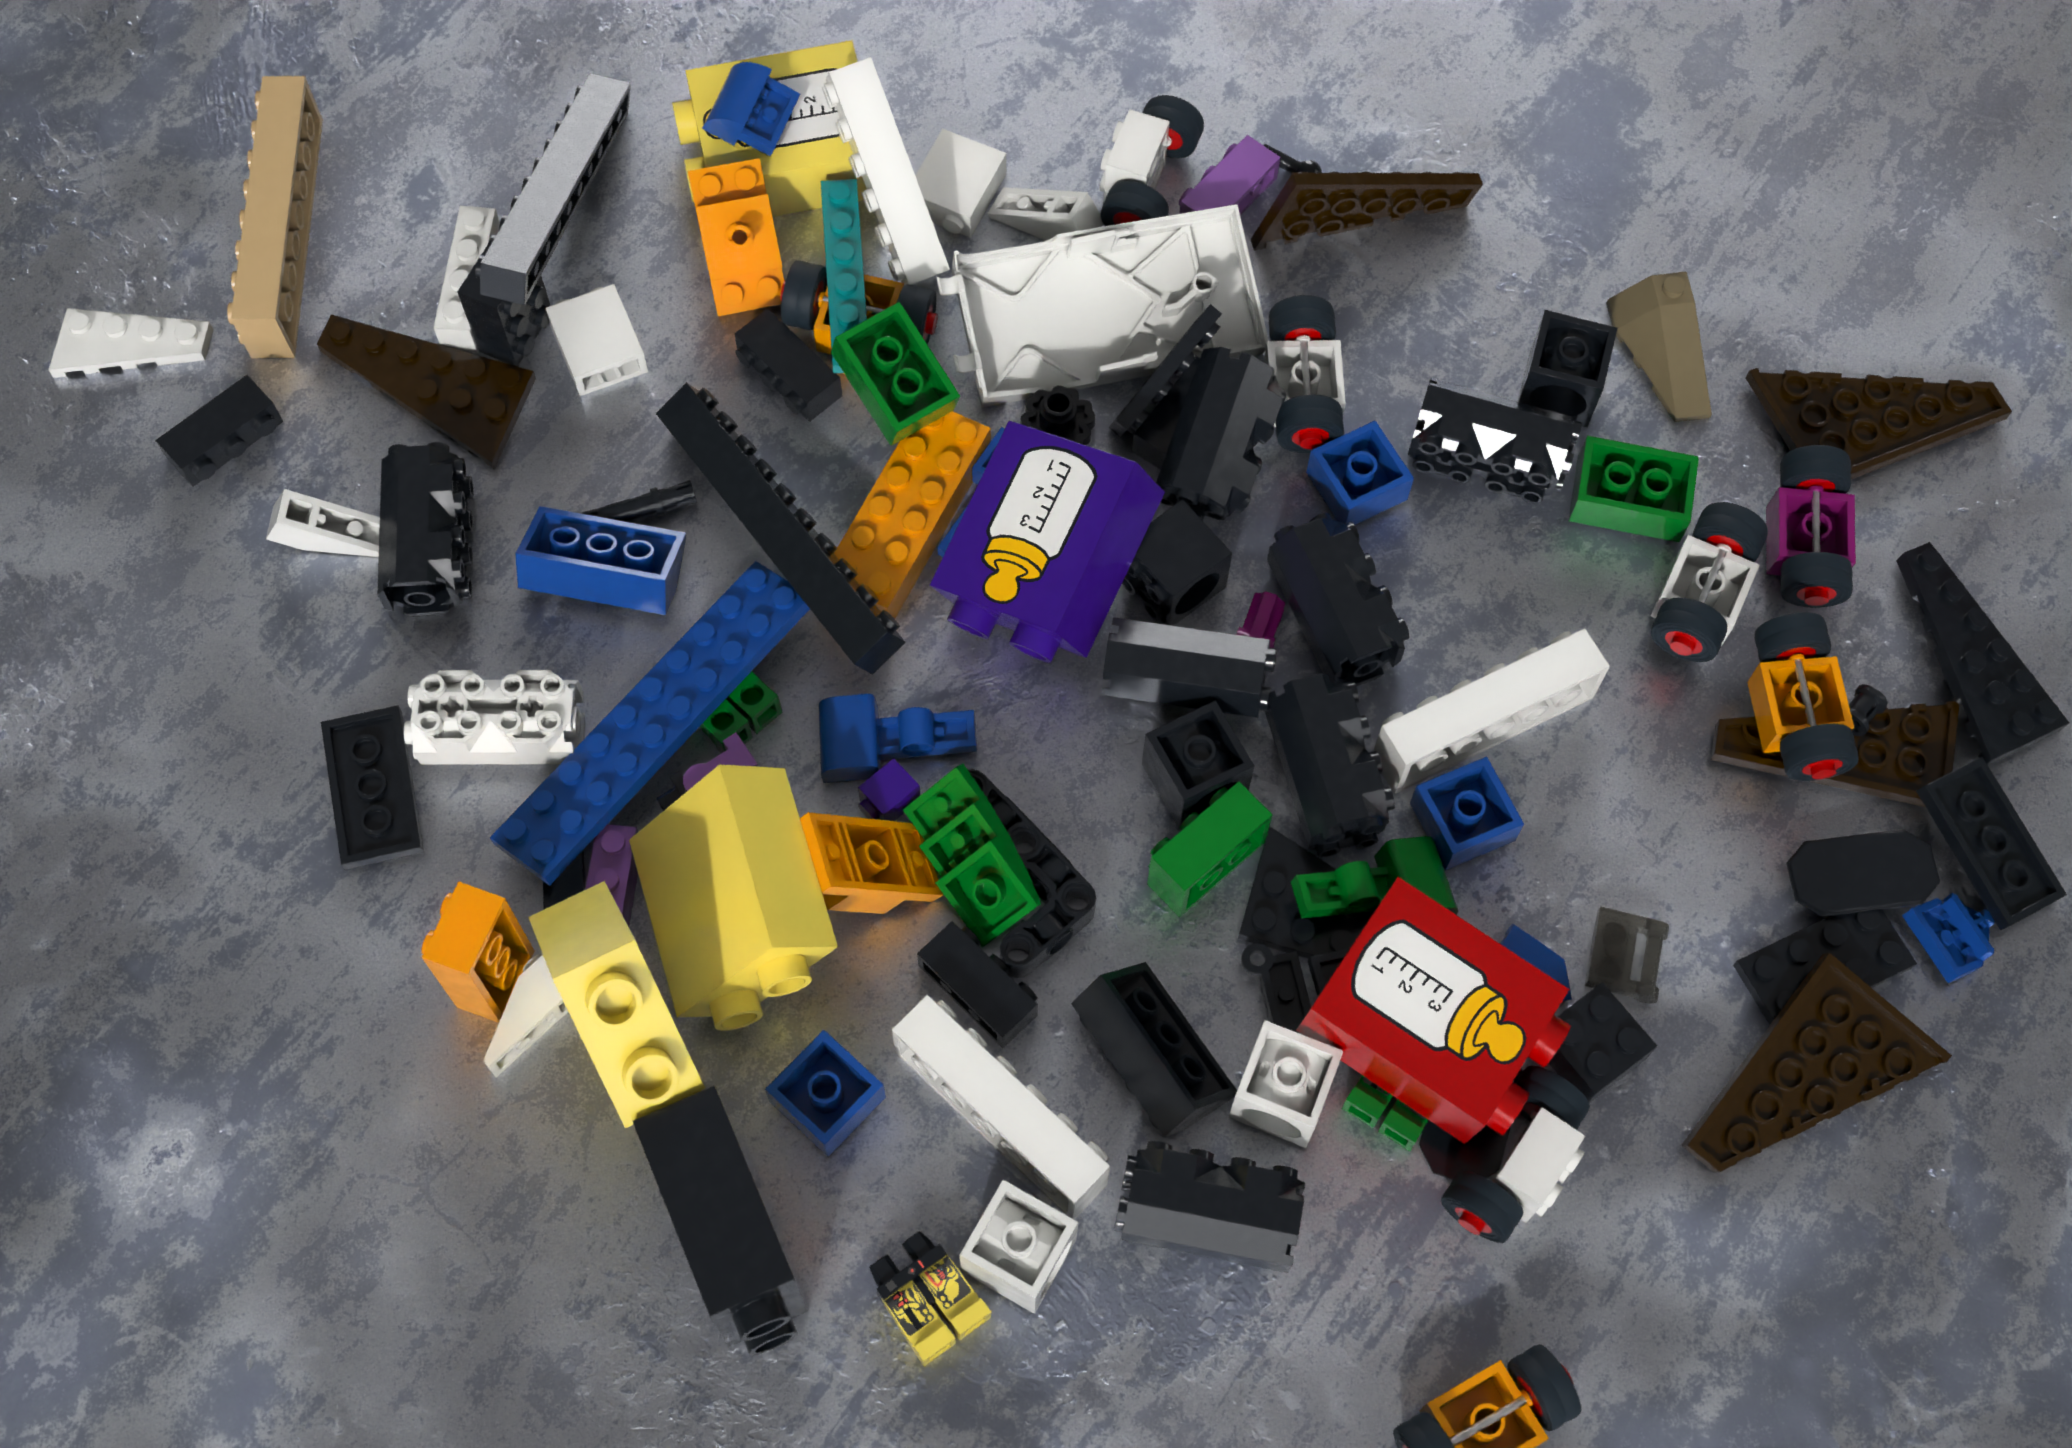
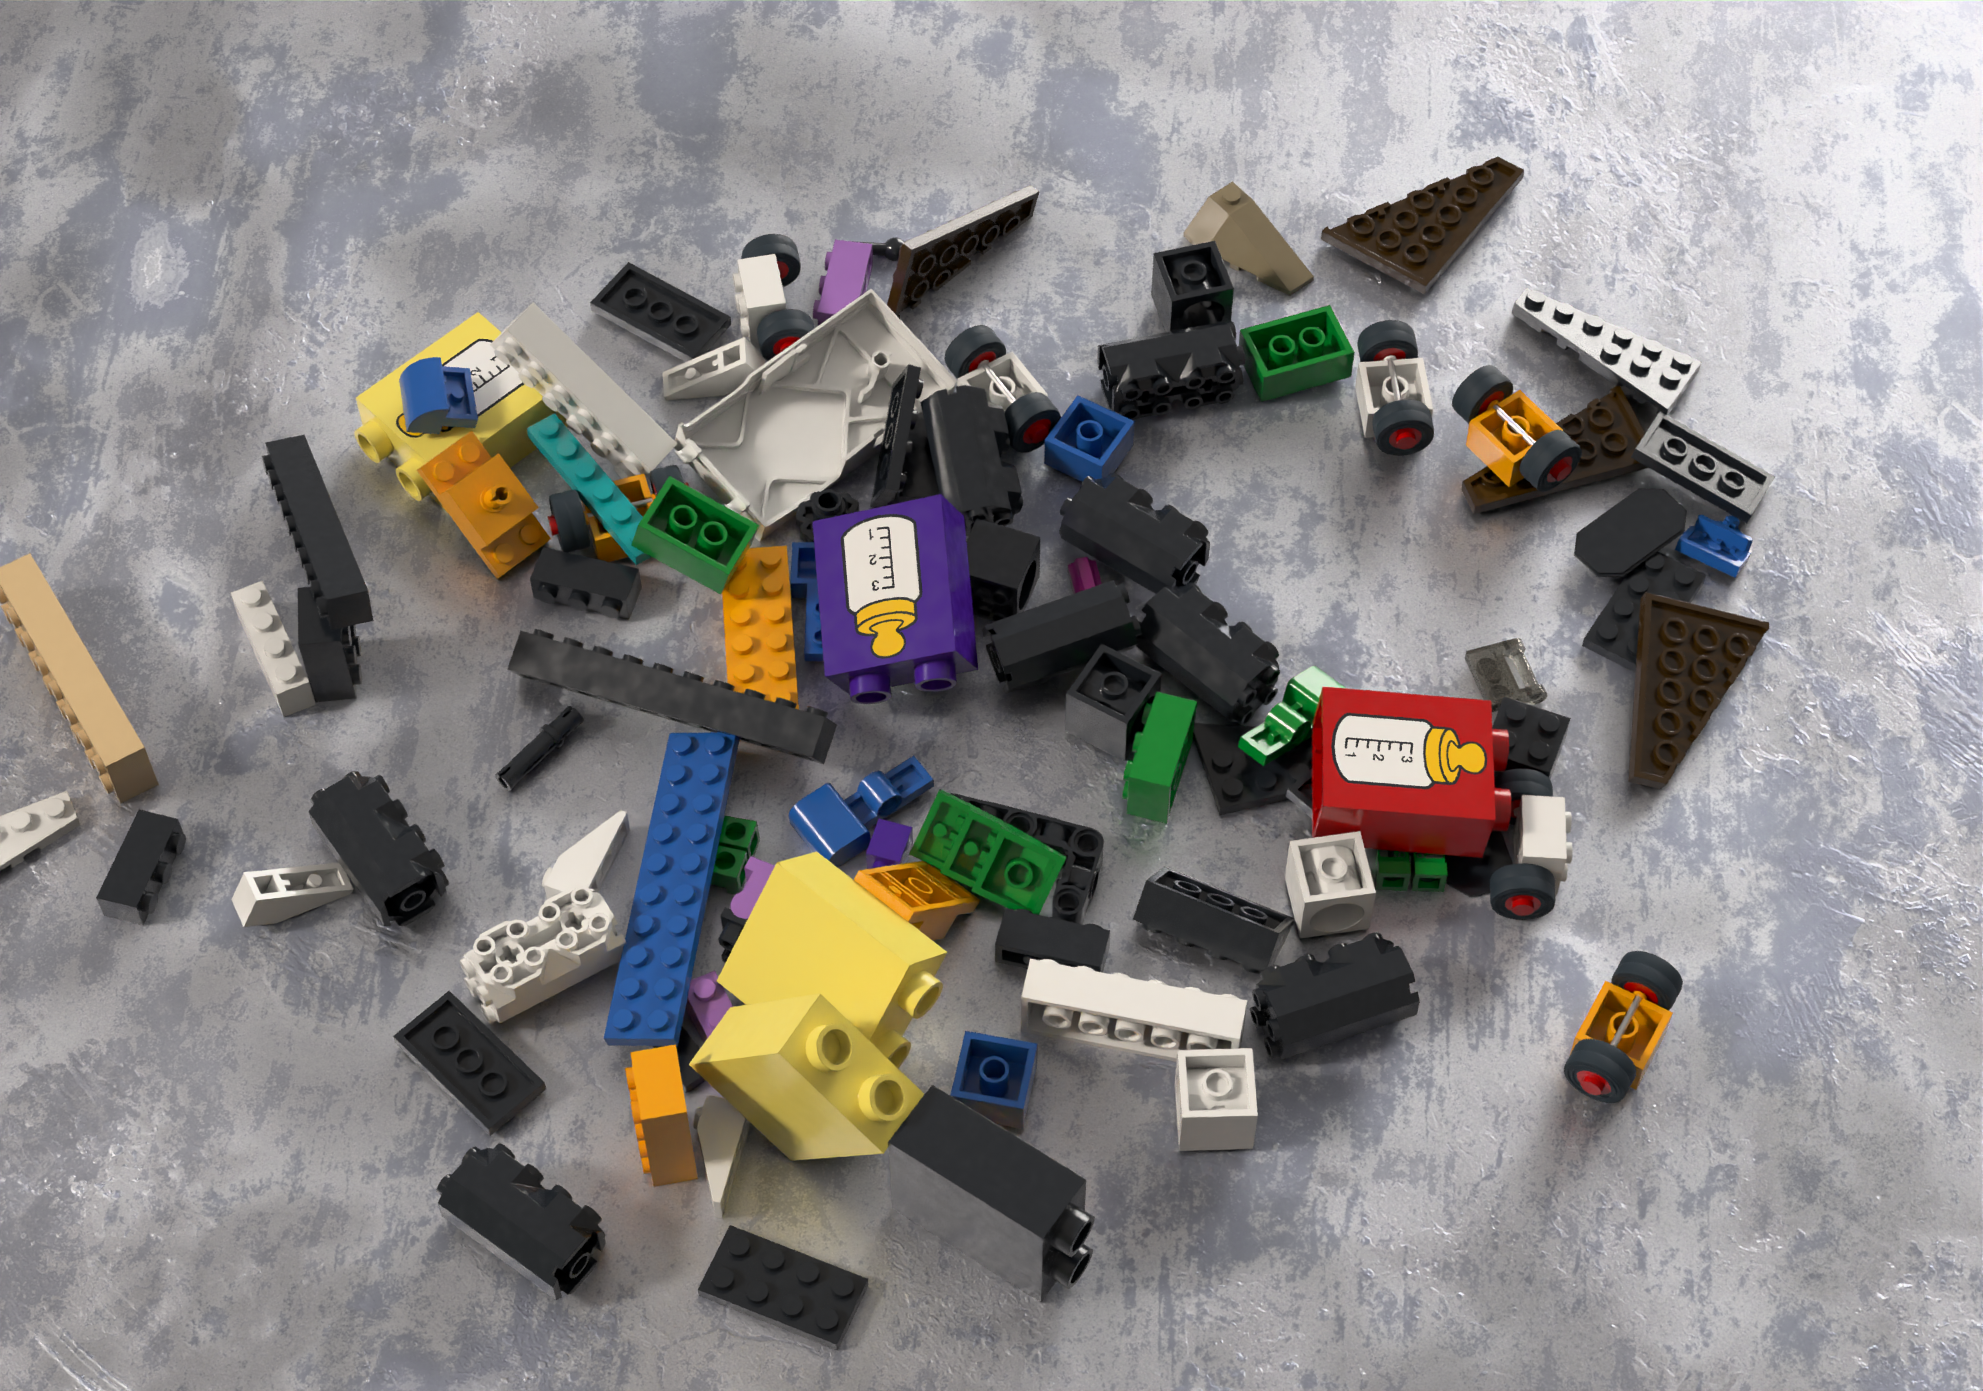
camera: 30 degrees left, 10 degrees down
(303, 976) = (520, 1220): none -> black brick
(444, 387) = (294, 742): dark brown wing -> none
(501, 1183) = (783, 1287): none -> black plate
(597, 339) = (413, 641): white brick -> none
(600, 560) = (540, 799): blue slope -> none
(603, 649) = (589, 859): none -> white slope
(920, 1286) = (1170, 1179): hips -> none
(960, 181) = (634, 371): white brick -> none
(1038, 127) = (660, 313): none -> black plate
(1281, 985) = (1273, 824): black hinge -> none
(1466, 812) = (1329, 635): blue brick -> none
(1489, 709) = (1300, 551): white brick -> none
(1812, 527) = (1442, 314): brick -> none
(1864, 708) = (1561, 413): black bush -> none

